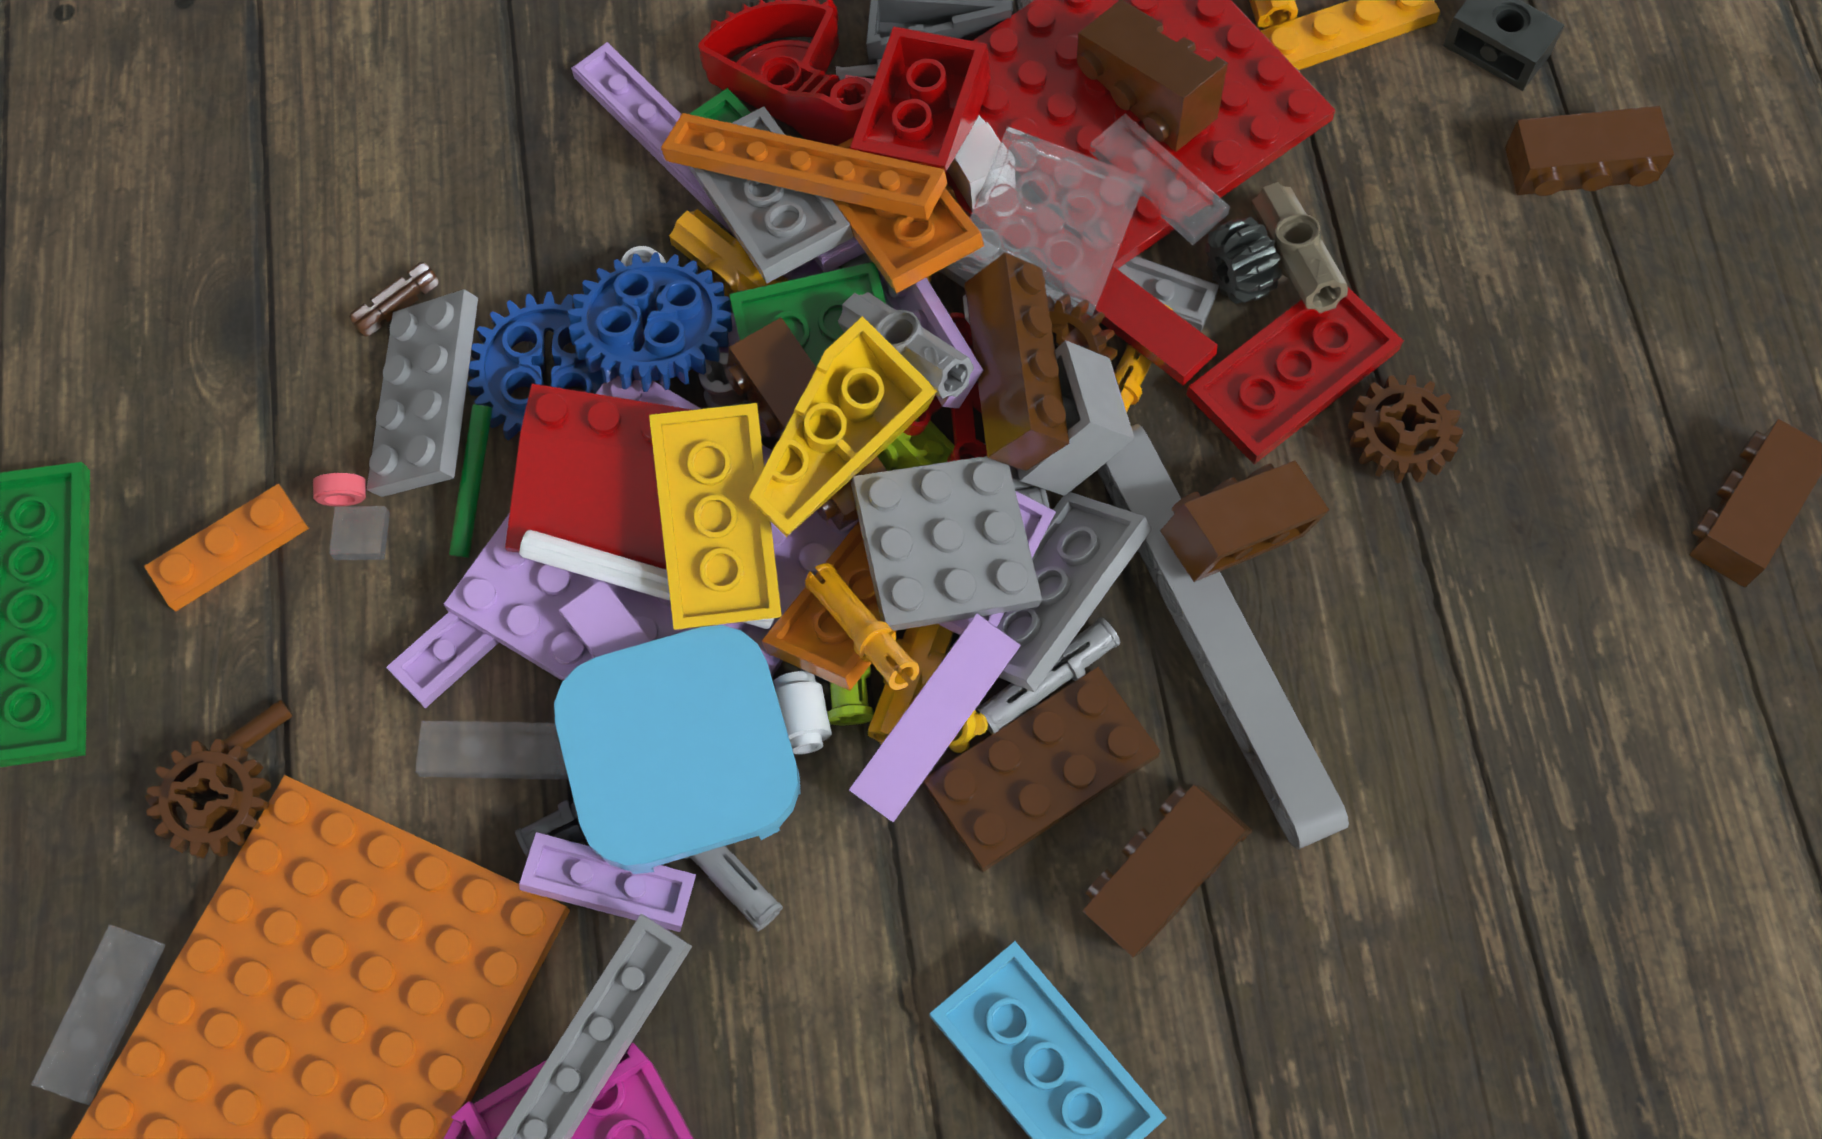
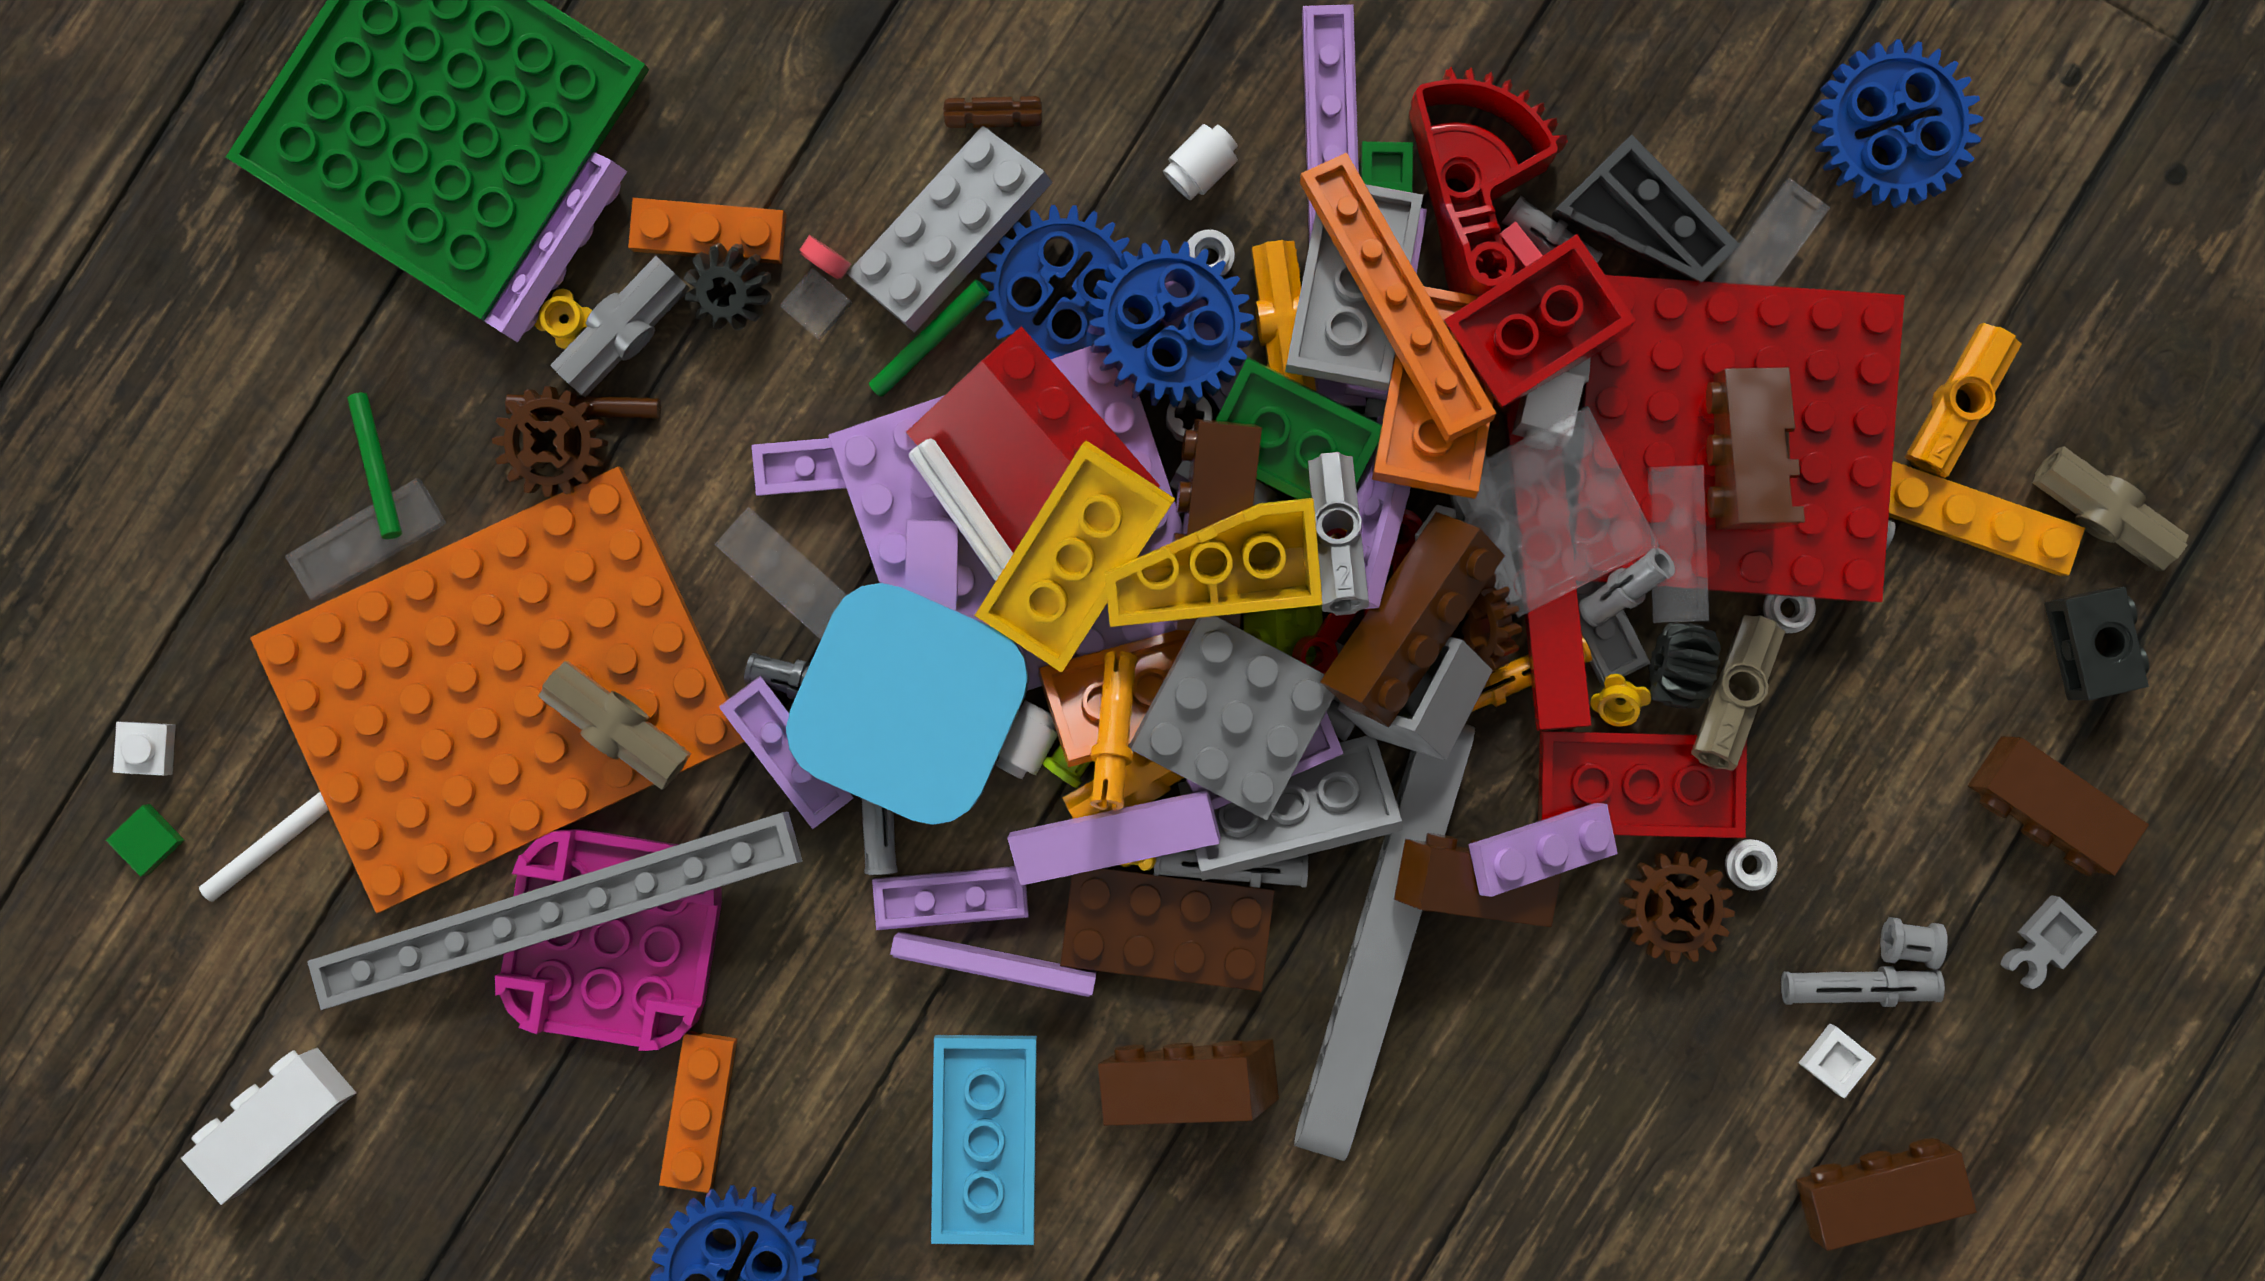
camera: 35 degrees right, 20 degrees up
(64, 941) = (374, 466): none -> green bar
(103, 663) = (555, 246): none -> lavender plate
(139, 693) = (549, 317): none -> yellow plate
(205, 666) = (620, 326): none -> light grey piece
(255, 567) = (714, 300): none -> pearl dark grey gear
(437, 973) = (614, 724): none -> dark tan piece
(582, 212) = (1201, 161): none -> white brick
(845, 893) = (949, 898): none -> lavender tile
(926, 910) = (993, 964): none -> lavender tile
(1151, 232) = (1627, 587): none -> light grey pin
(1232, 312) = (1616, 711): none -> yellow plate
(1267, 452) = (1542, 849): none -> lavender plate
(1285, 167) = (1802, 617): none -> white plate
(1428, 348) = (1765, 869): none -> white plate
(1612, 317) = (1913, 943): none -> light grey bush
(1626, 342) = (1882, 986): none -> light grey pin
(1627, 440) = (1837, 1060): none -> white plate
(1680, 236) = (2053, 936): none -> light grey plate

